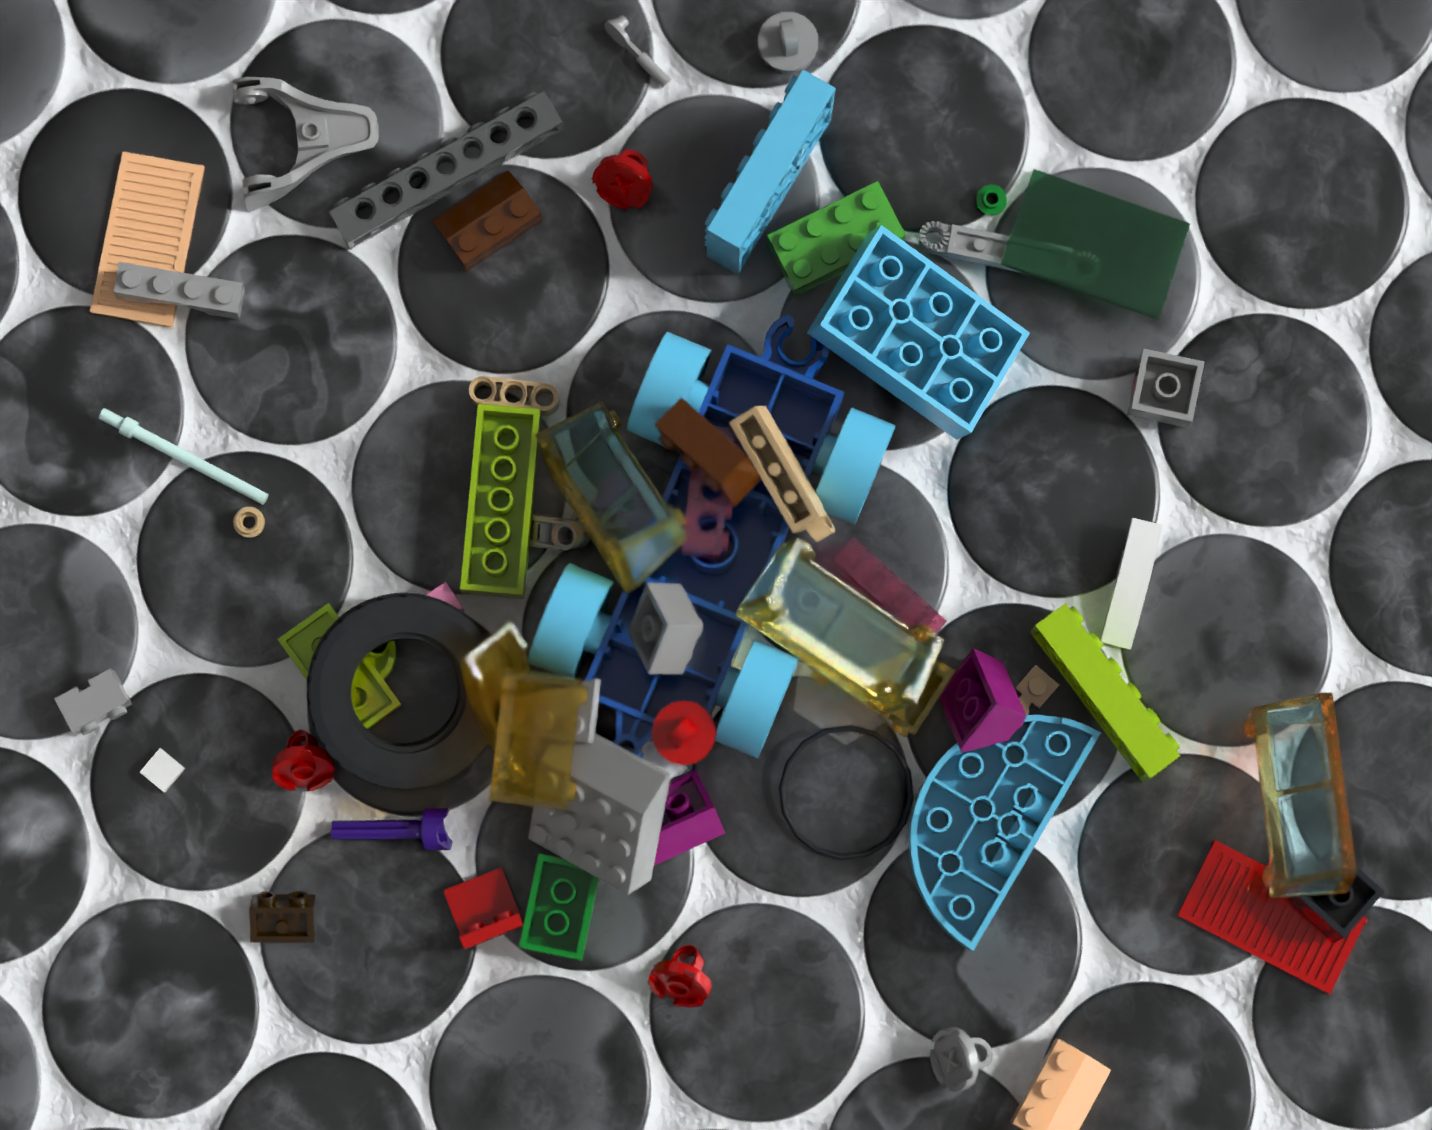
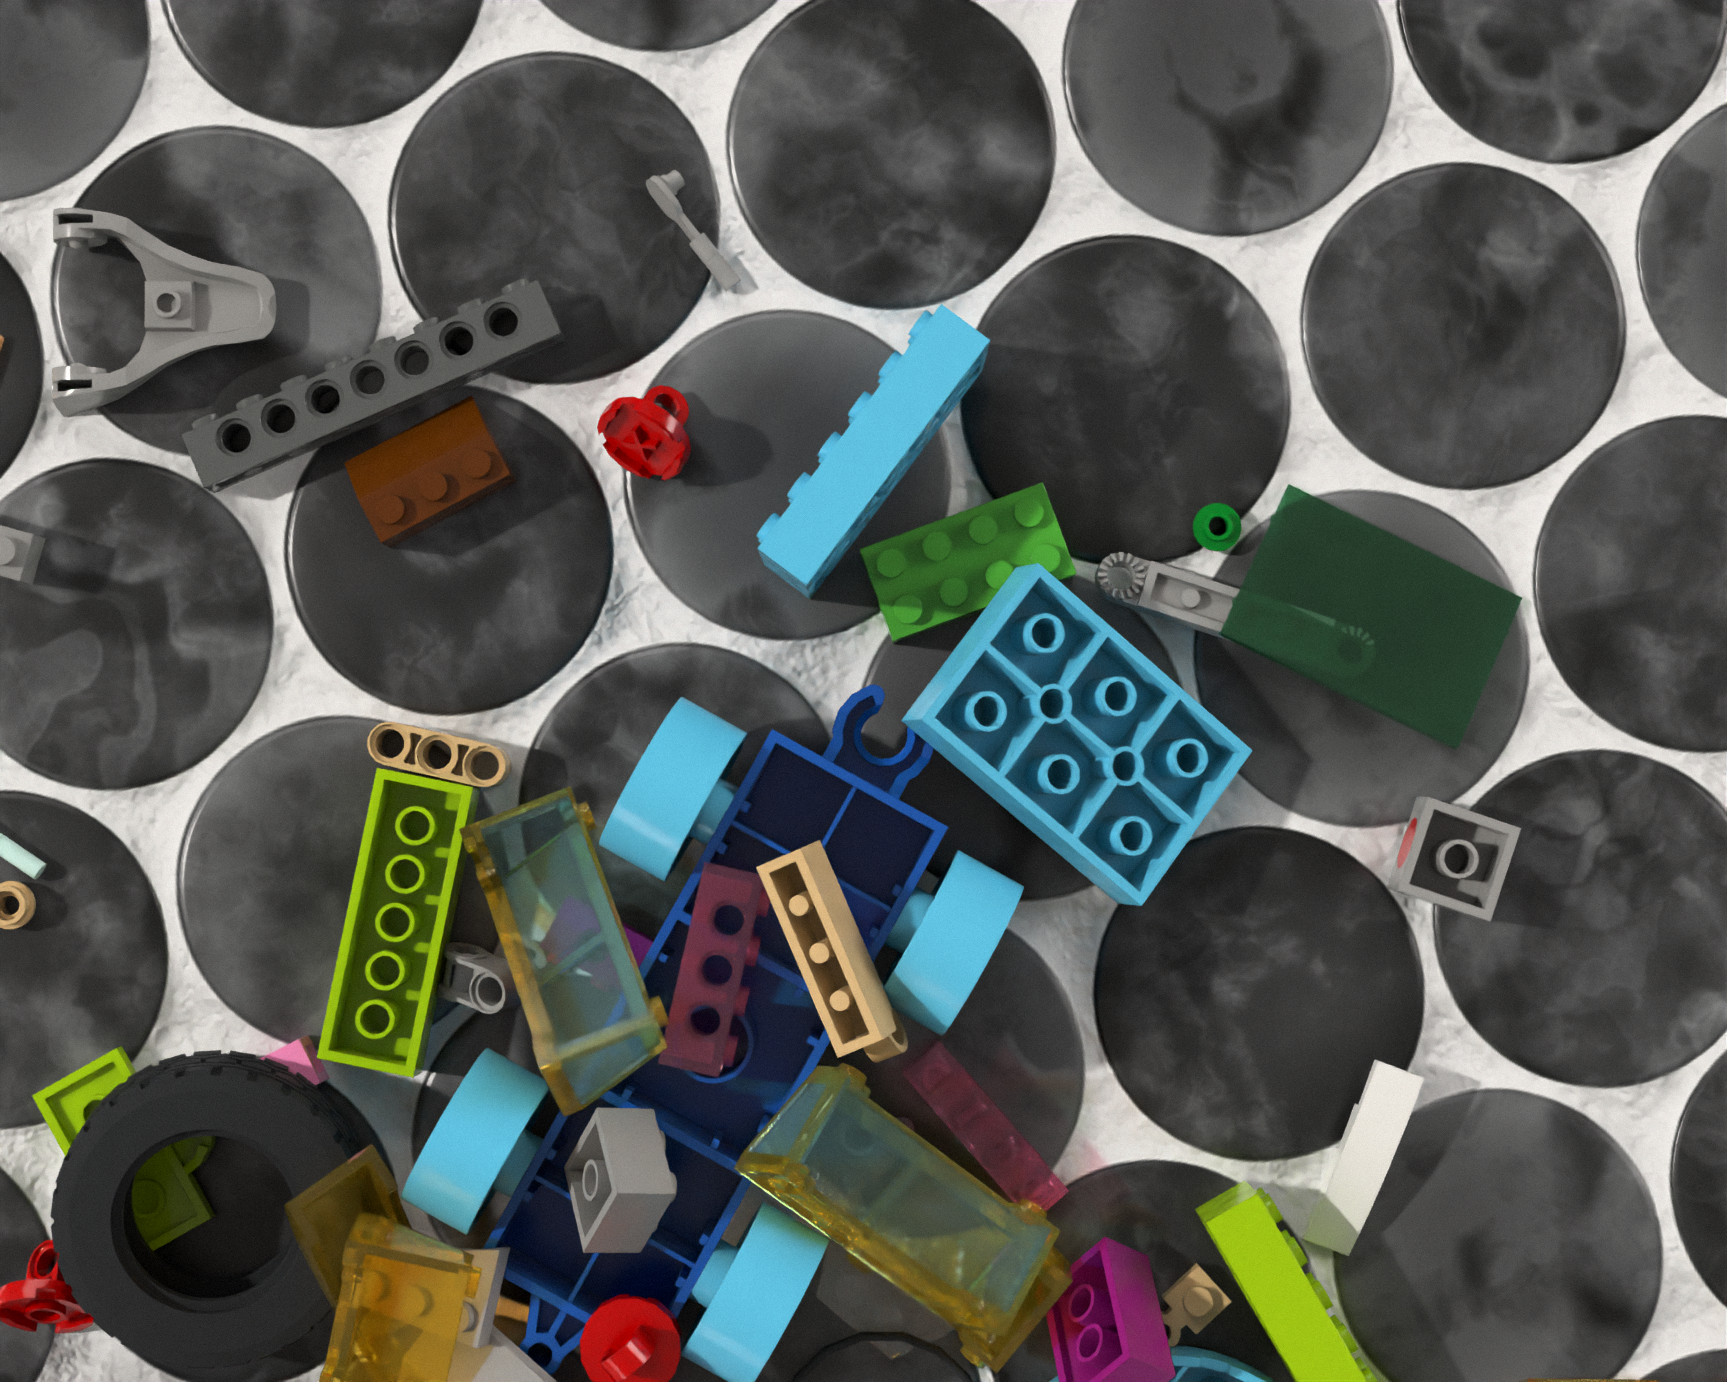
camera: 10 degrees right, 5 degrees up
(707, 451) = (712, 916): reddish brown wedge -> none
(788, 42) = (929, 241): light grey tile -> none

